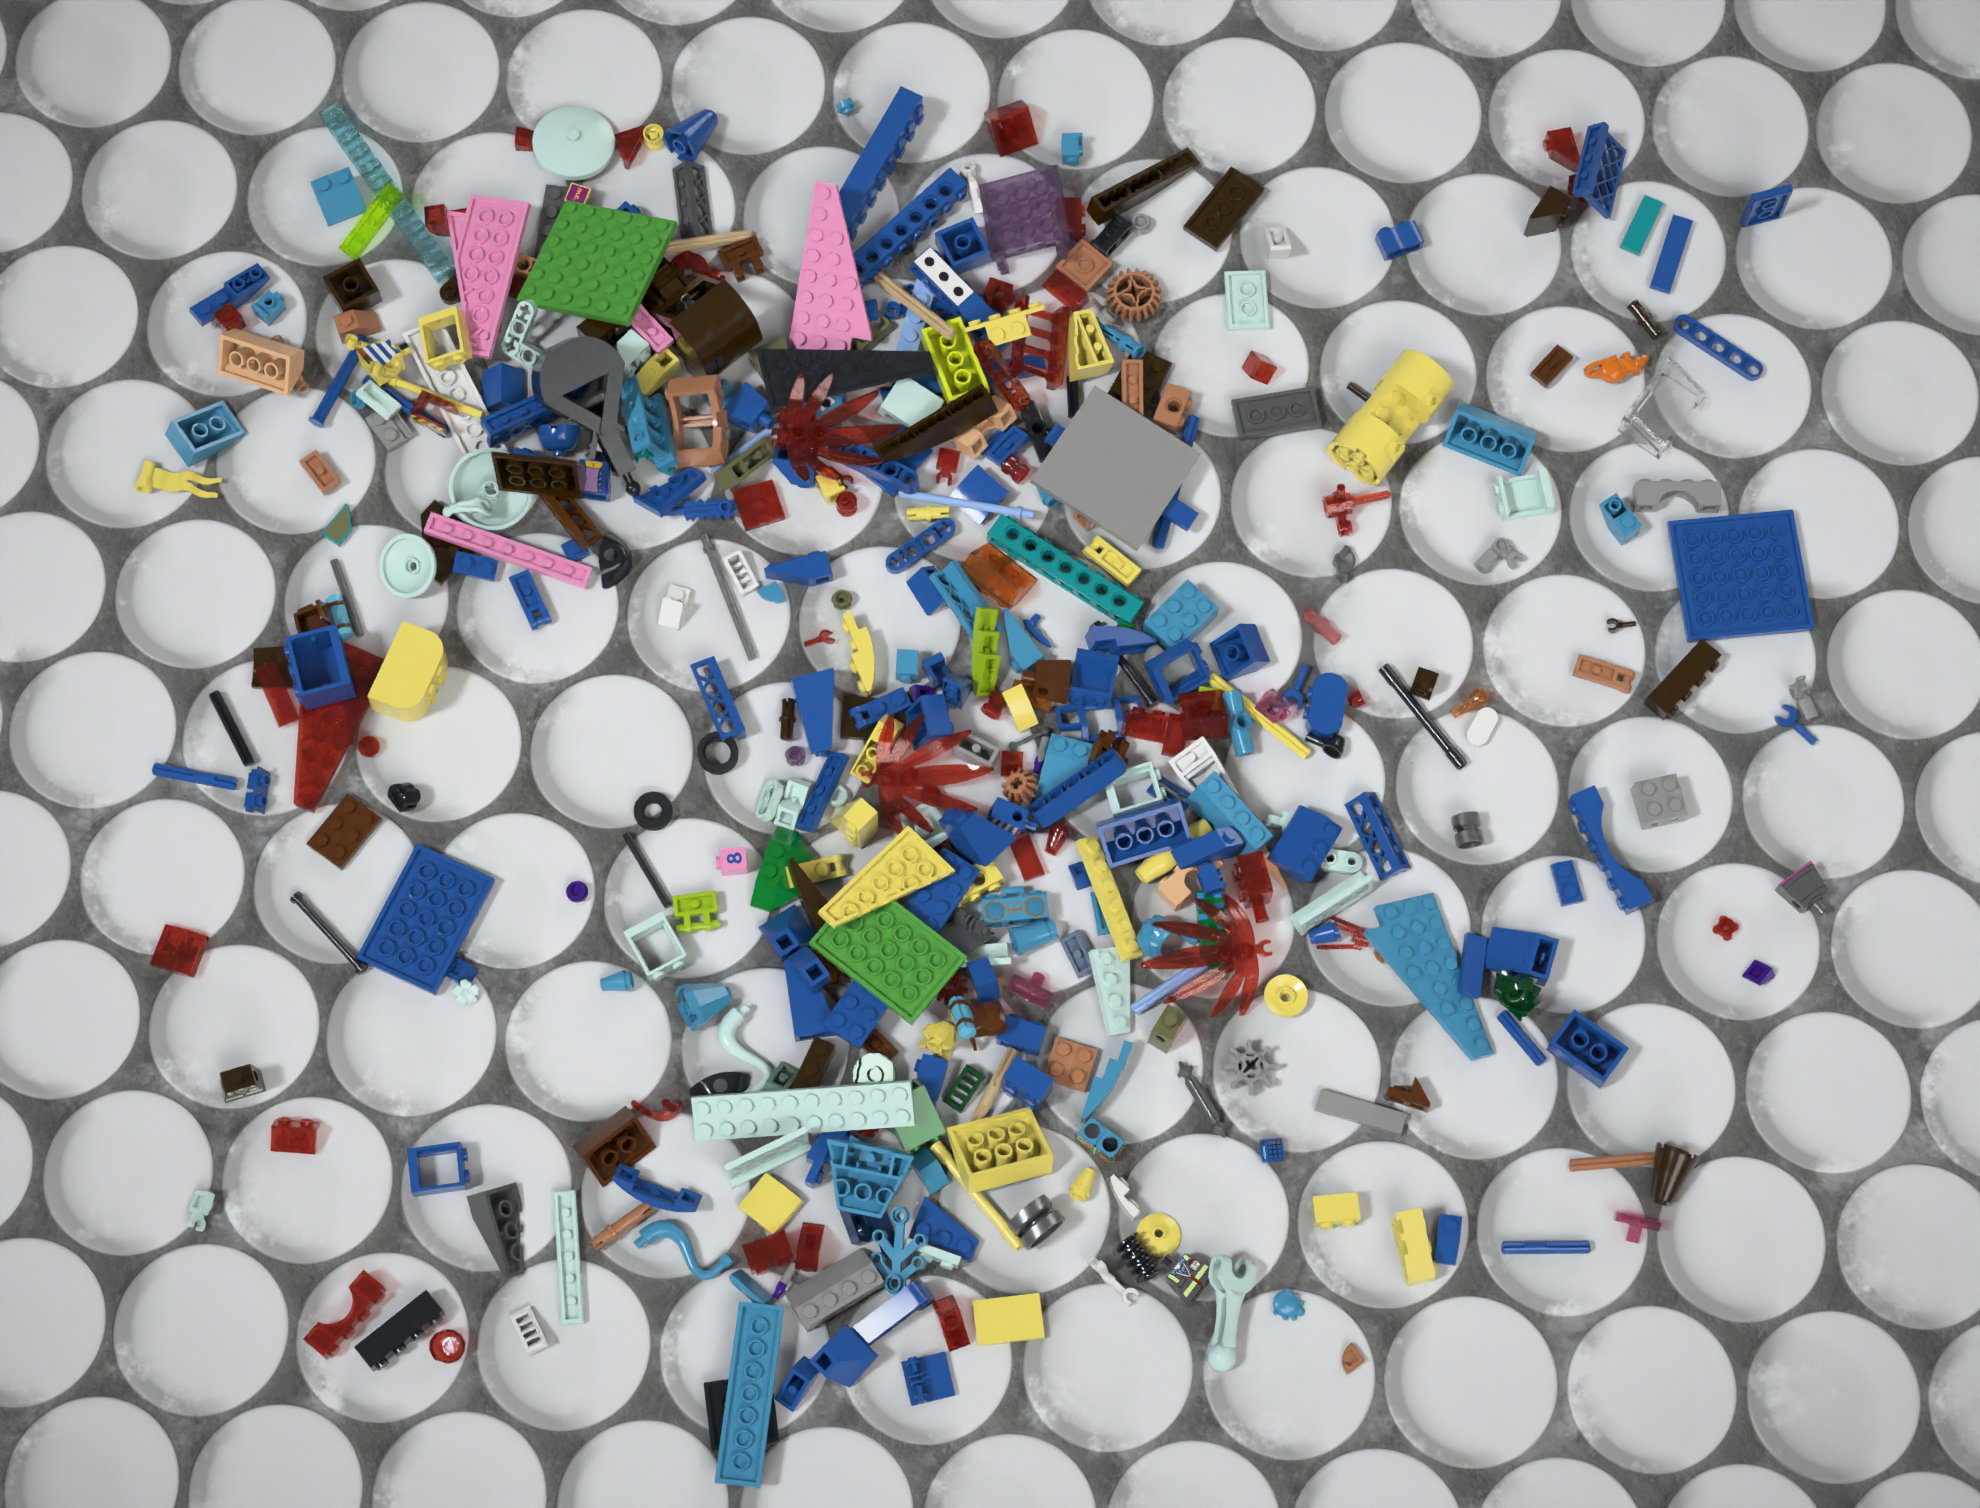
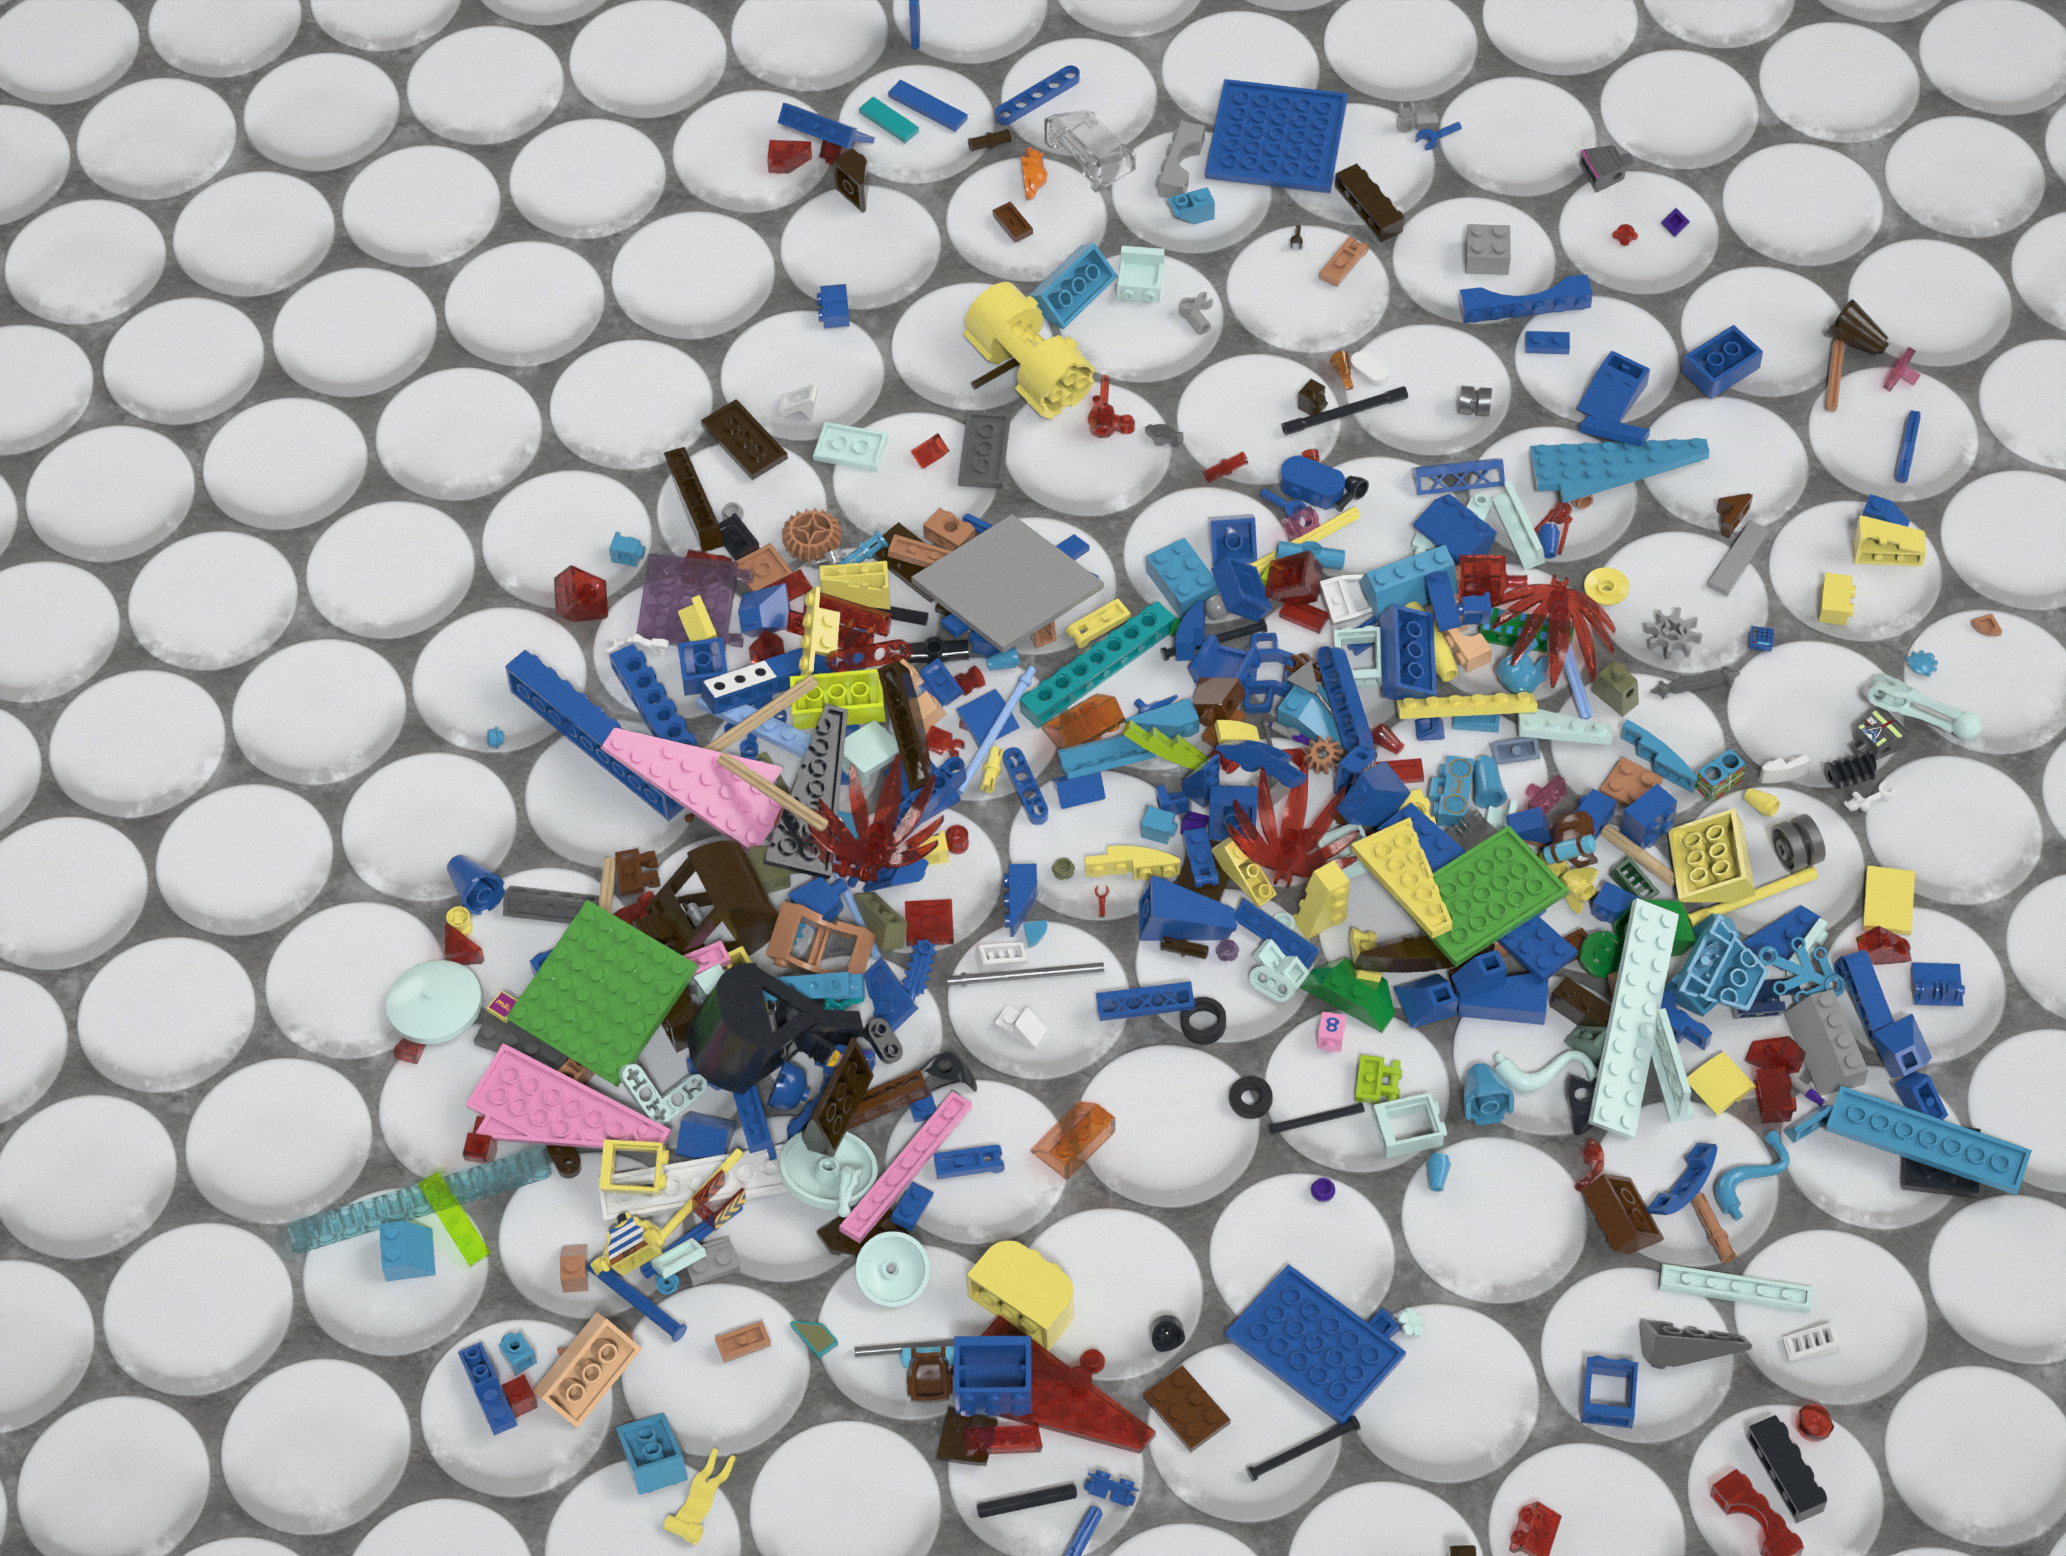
camera: 70 degrees left, 15 degrees down
(352, 287) = (530, 1256): dark brown brick -> none
(573, 677) = (1075, 1138): none -> clear orange slope
(625, 500) = (883, 1041): none -> plate
(823, 334) = (772, 792): none -> tan axle
(985, 730) = (1253, 755): none -> blue slope
(1003, 229) = (697, 621): none -> light yellow panel
(1033, 276) = (764, 610): none -> blue slope
(1084, 748) = (1305, 679): none -> piece
(1145, 725) = (1288, 632): clear red bracket -> none
(1159, 1245) = (1816, 752): light yellow dish -> none
(1517, 993) = (1655, 397): dark green hair -> none
(1521, 1038) = (1694, 414): blue axle -> none

